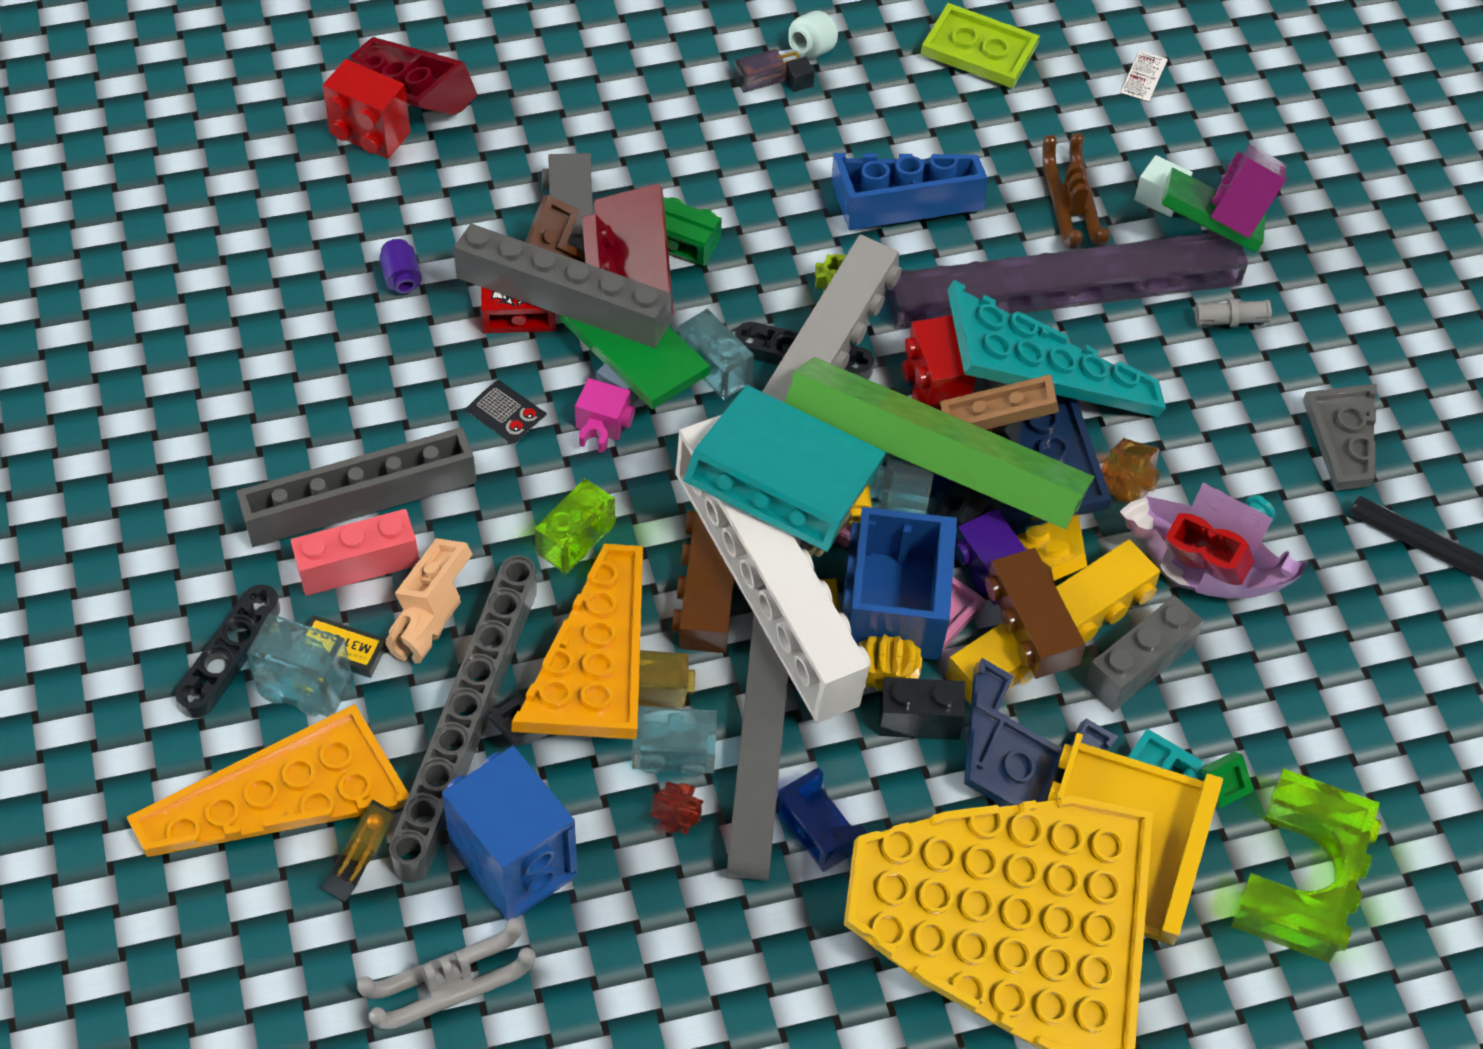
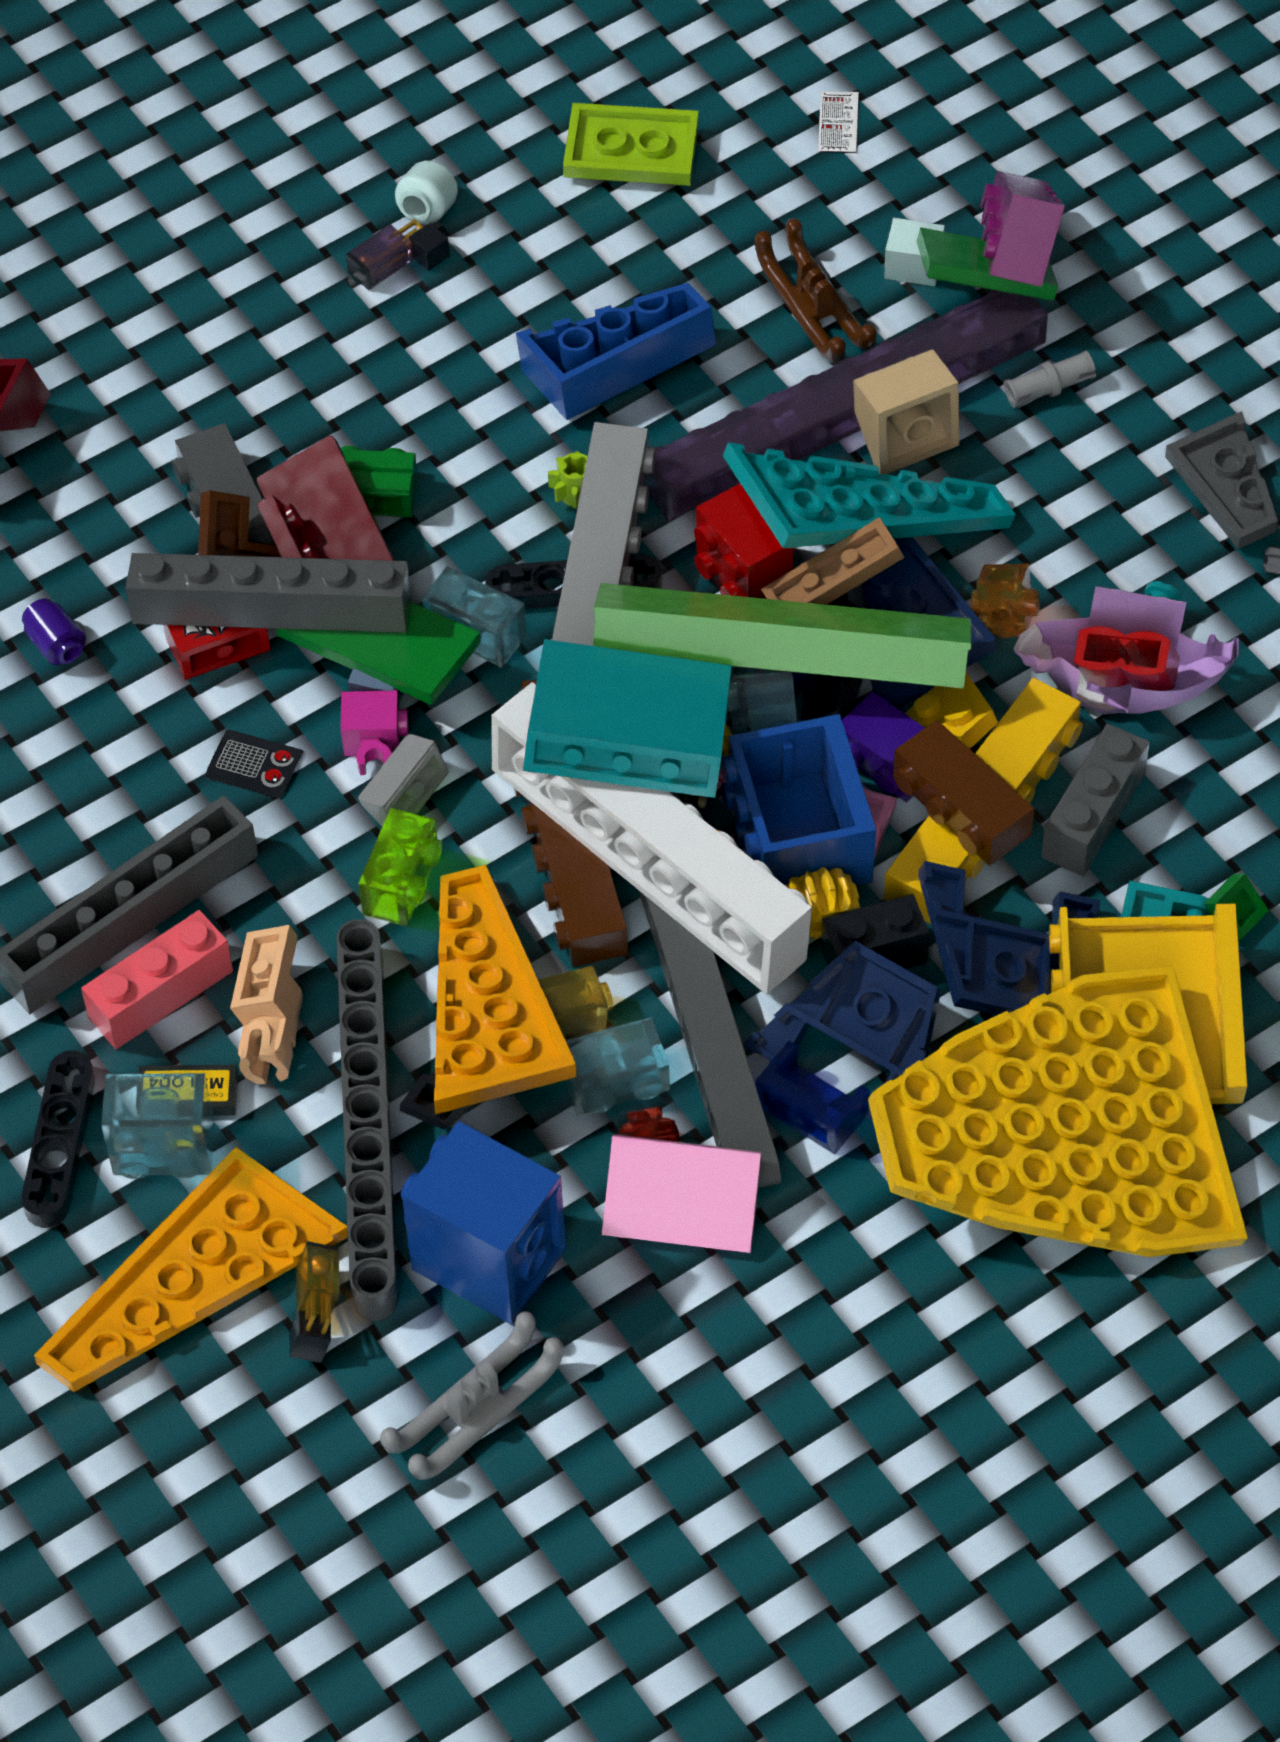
camera: 15 degrees left, 0 degrees up
(610, 460) = (405, 779): none -> light grey slope
(683, 863) = (681, 1193): none -> bright pink tile
(889, 759) = (864, 1006): none -> dark blue wing
(1110, 302) = (908, 411): none -> tan slope

